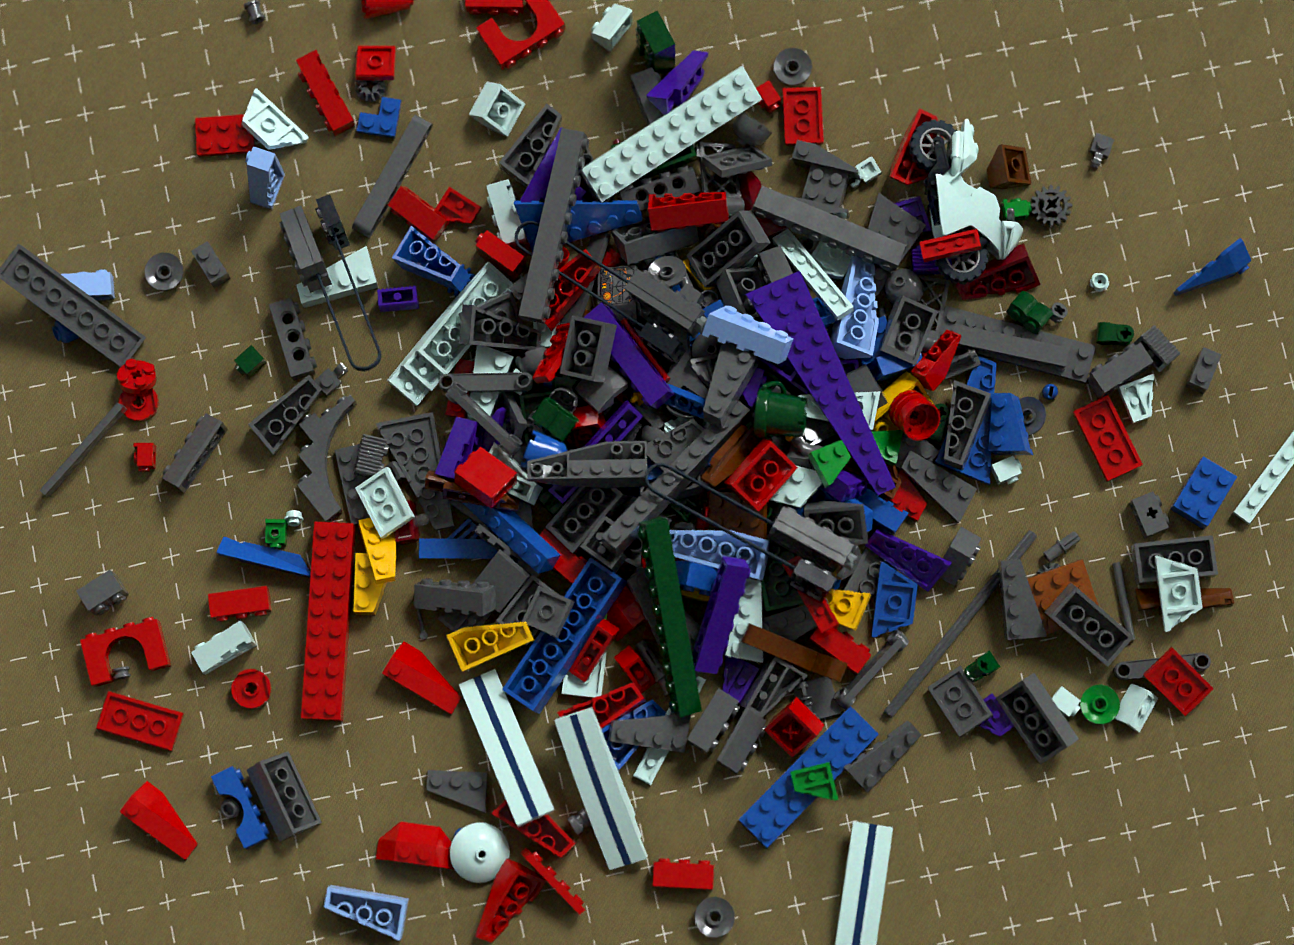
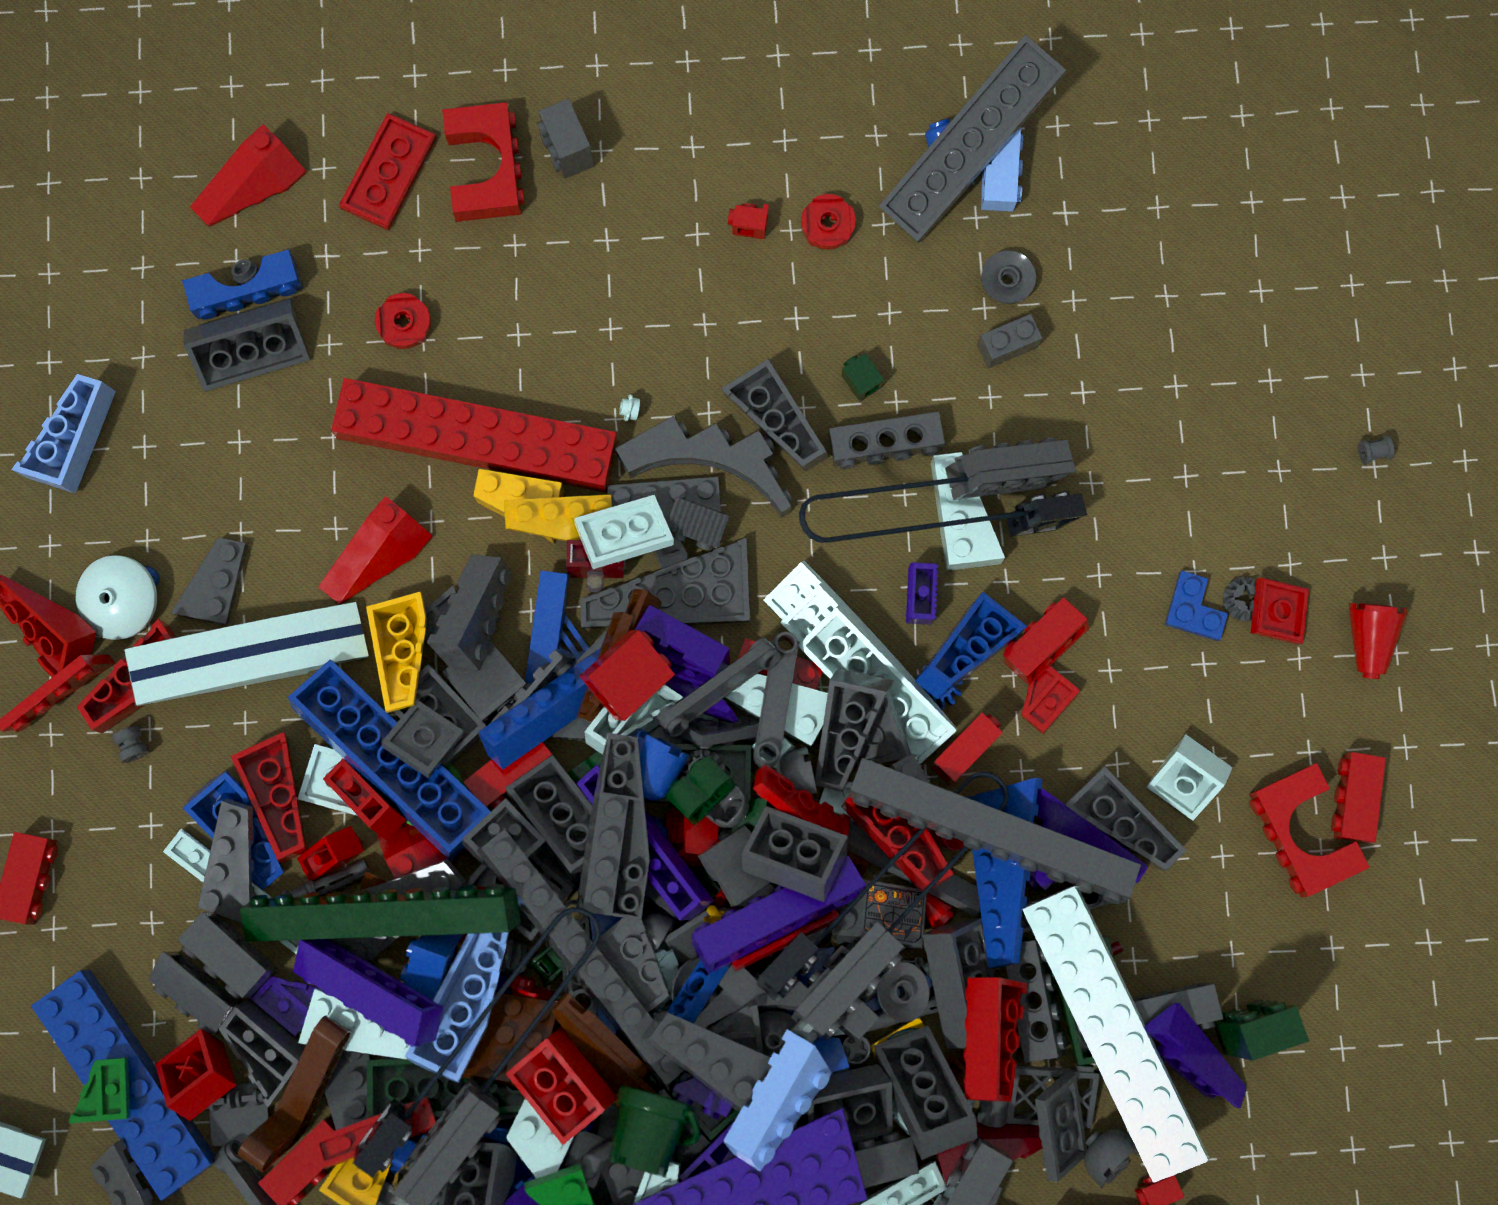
camera: 95 degrees right, 0 degrees up
(83, 449) = (770, 139): dark grey tile -> none
(121, 673) = (455, 153): dark grey bush -> none
(136, 368) = (874, 215): red plate -> none
(194, 453) = (742, 285): dark grey slope -> none
(222, 136) = (1197, 386): red plate -> none
(223, 647) = (465, 290): light aqua wedge -> none
(239, 603) = (522, 320): red brick -> none
(263, 557) = (582, 359): blue wedge -> none
(264, 176) = (1125, 425): light blue wedge -> none
(270, 124) = (1204, 449): light aqua wing -> none
(281, 538) = (619, 388): green brick -> none
(325, 92) = (1243, 531): red wedge -> none
(329, 380) = (820, 481): dark grey plate -> none
(392, 176) = (1107, 612): dark grey beam -> none
(415, 845) = (141, 511): red wedge -> none
(423, 635) = (436, 565): dark grey hinge -> none
(505, 215) = (1048, 762): light aqua wedge -> none
(601, 789) = (160, 778): light aqua slope -> none
(612, 26) = (1296, 968): light aqua slope -> none

